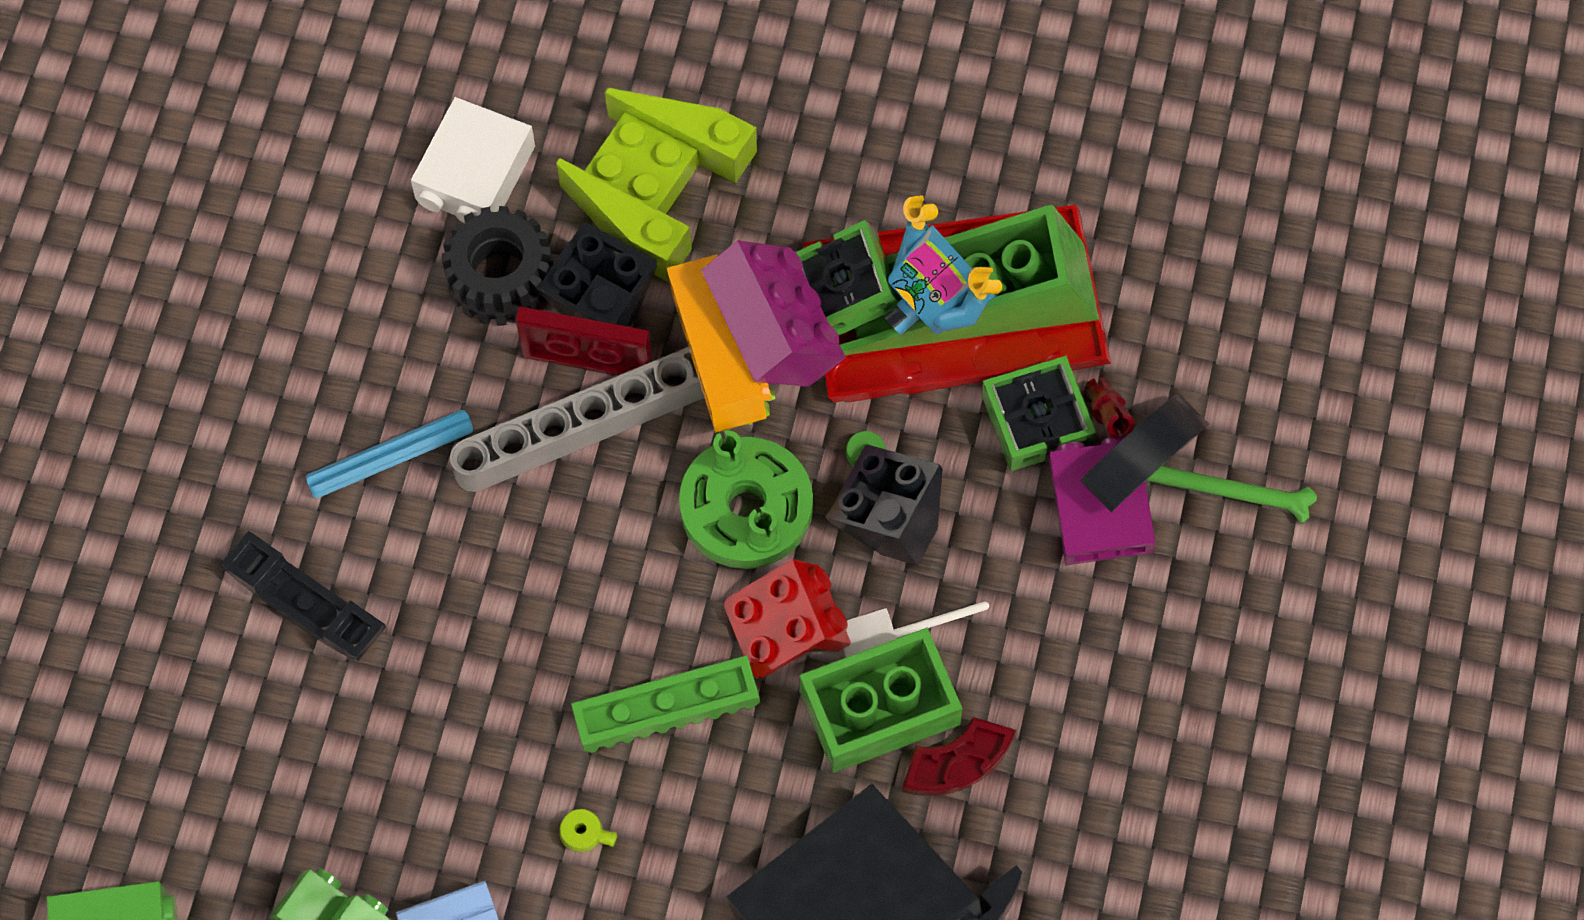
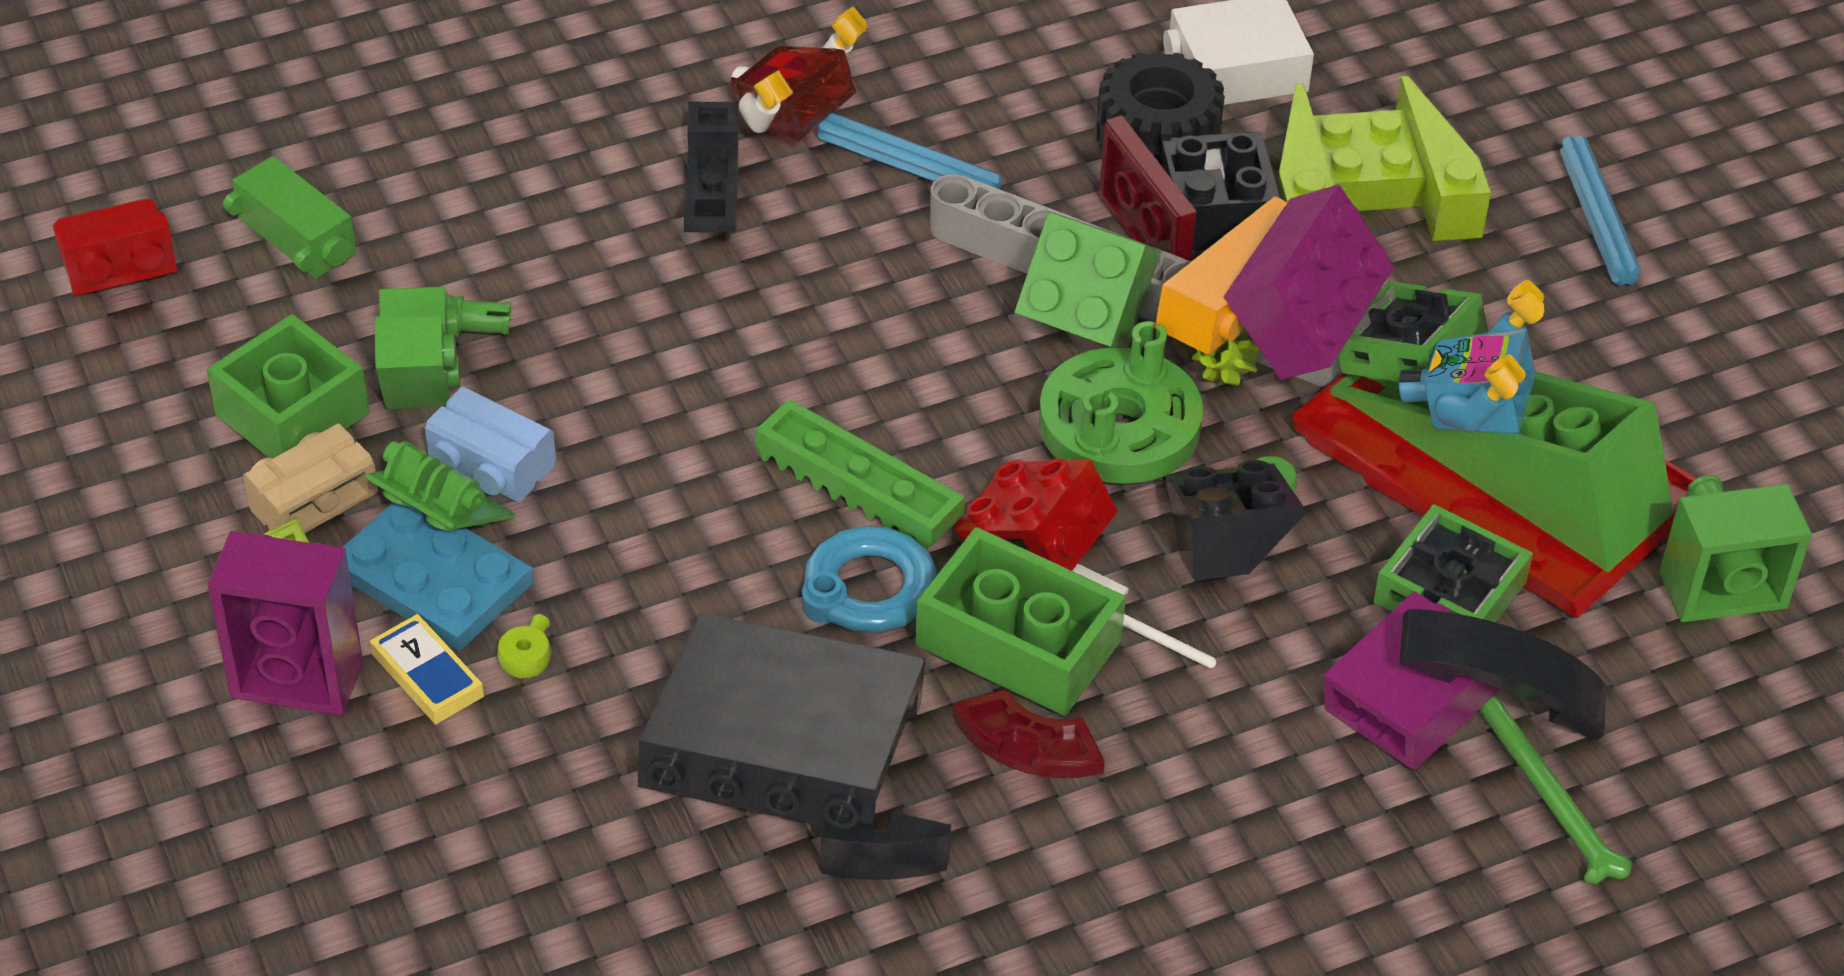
camera: 50 degrees right, 20 degrees down
(269, 481) = (799, 86): none -> torso
(311, 854) = (482, 315): none -> bright green pin
(590, 838) = (676, 492): lime piece -> none
(631, 437) = (1087, 281): none -> bright green brick
(772, 795) = (826, 594): none -> dark azure piece
(798, 63) = (1600, 211): none -> dark azure axle
(1108, 408) = (1523, 616): dark red pin -> none
(1149, 240) = (1733, 550): none -> bright green brick

